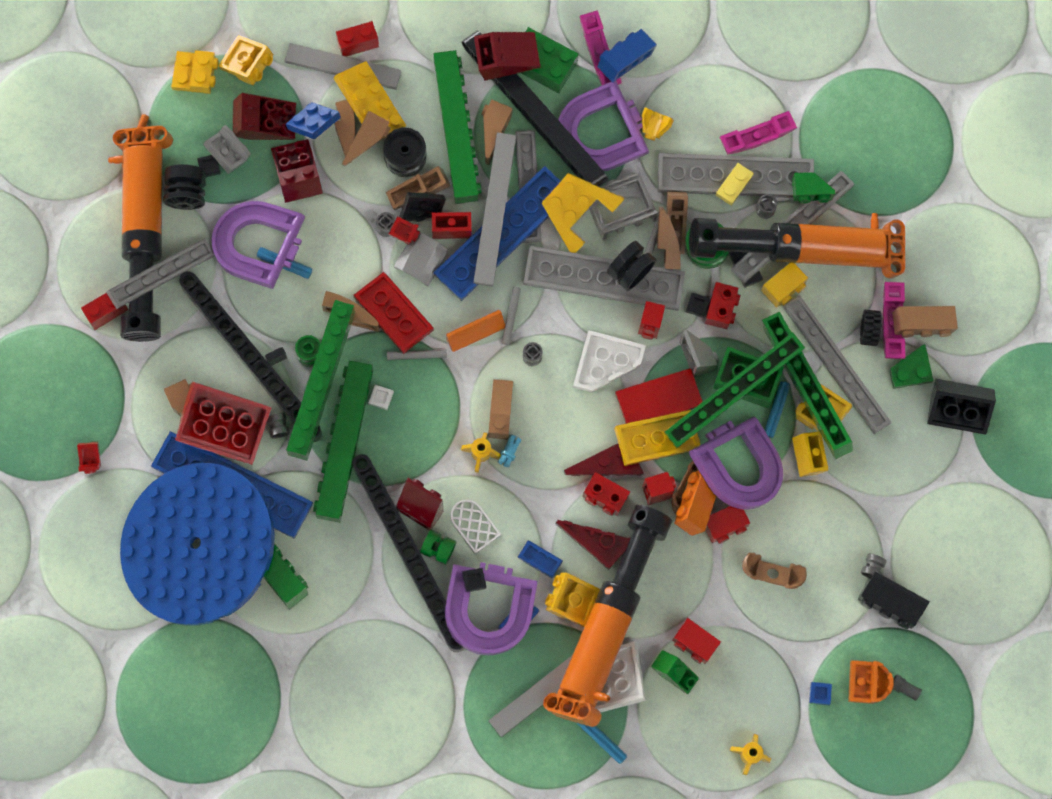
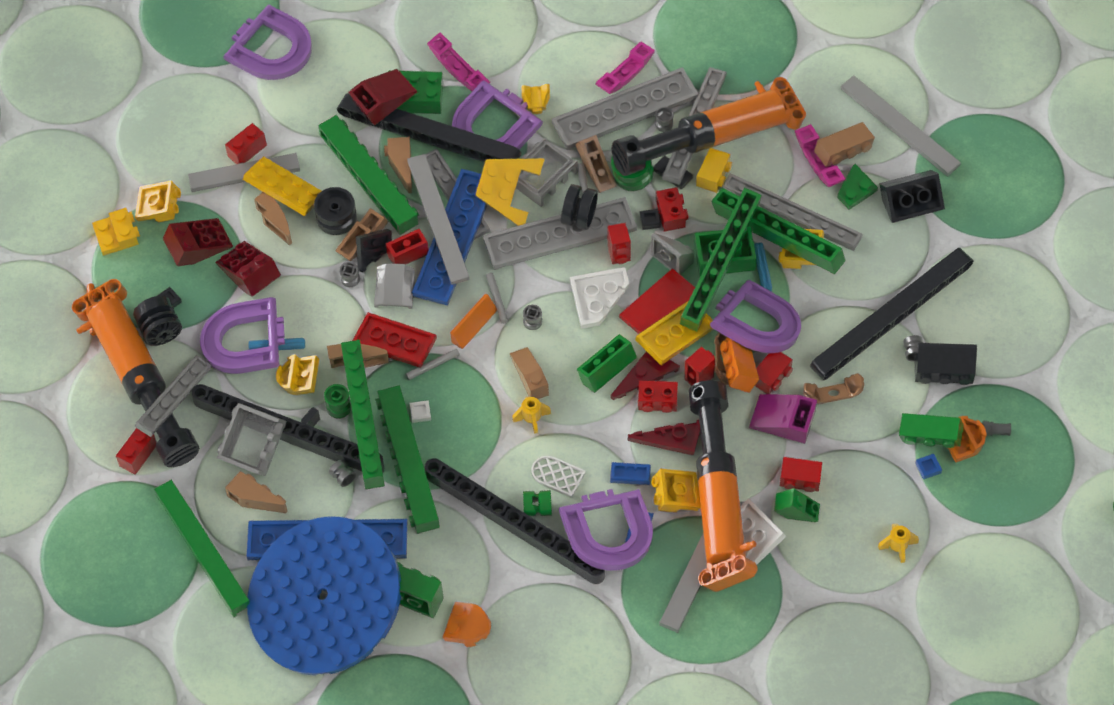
camera: 20 degrees left, 15 degrees down
(89, 457) = (186, 575): red bracket -> none
(116, 436) = (202, 548): none -> green tile
(209, 351) = (251, 439): none -> window
(222, 423) = (293, 487): red slope -> none
(227, 149) = (179, 276): light grey bracket -> none
(288, 304) = (298, 374): none -> yellow slope
(313, 120) = (242, 220): blue plate -> none
(314, 633) = (467, 624): none -> orange slope
(369, 134) = (298, 206): medium nougat slope -> none
(404, 231) = (370, 268): red bracket -> none
(420, 504) = (504, 471): dark red slope -> none
(474, 580) = (584, 510): black tile -> none
(508, 453) = (555, 403): medium azure pin -> none
(575, 438) = (606, 363): none -> green brick
(608, 745) = (766, 591): dark azure axle -> none
(626, 55) = (482, 57): blue brick -> none
(668, 240) = (598, 177): medium nougat slope -> none
(712, 574) = (784, 416): none -> magenta slope
(734, 184) = (628, 113): light yellow plate -> none
(810, 454) = (810, 285): yellow brick -> none
(811, 187) = (693, 86): green slope -> none
(840, 661) = (931, 430): none -> green brick
(870, 327) = (803, 168): black tyre -> none
(873, 520) = (891, 314): none -> black beam
(992, 324) = (900, 125): none -> light grey tile

